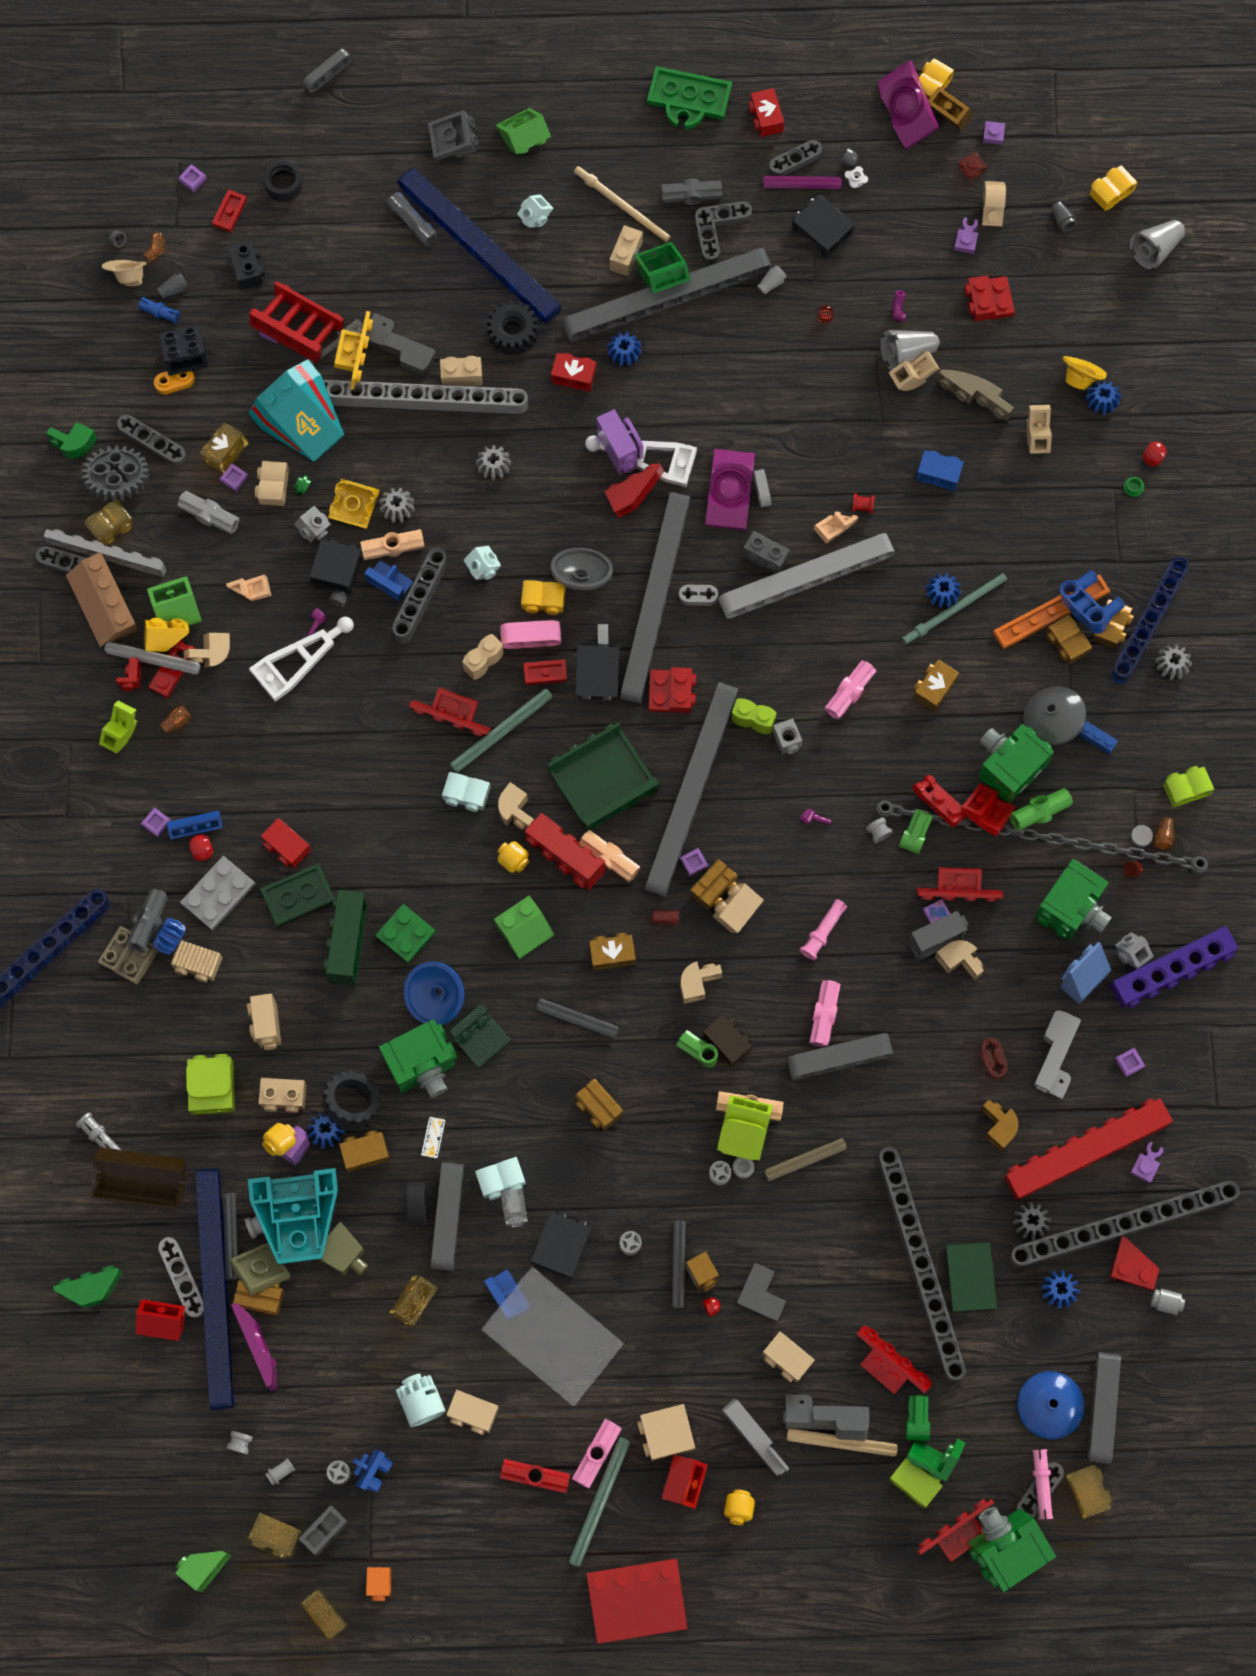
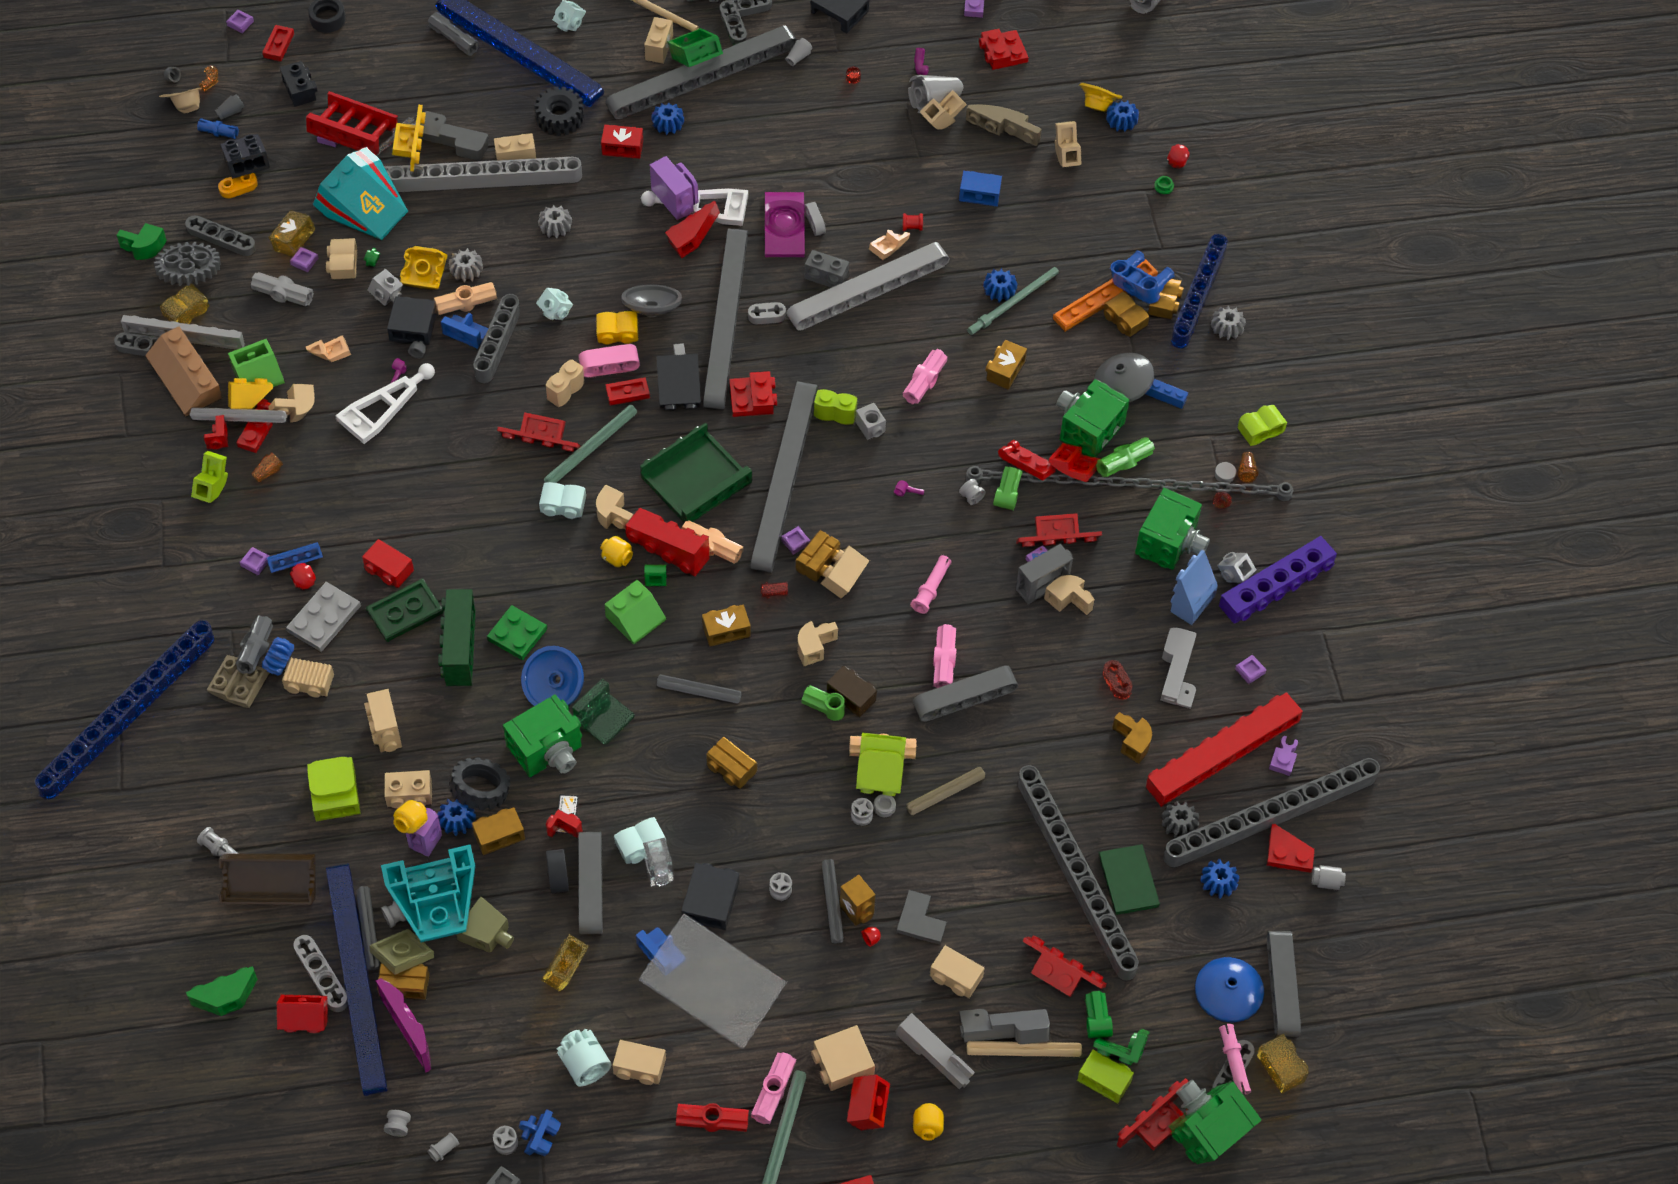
camera: 10 degrees left, 15 degrees down
(433, 1150) = (567, 822): none -> red bracket
(549, 886) = (655, 575): none -> green brick

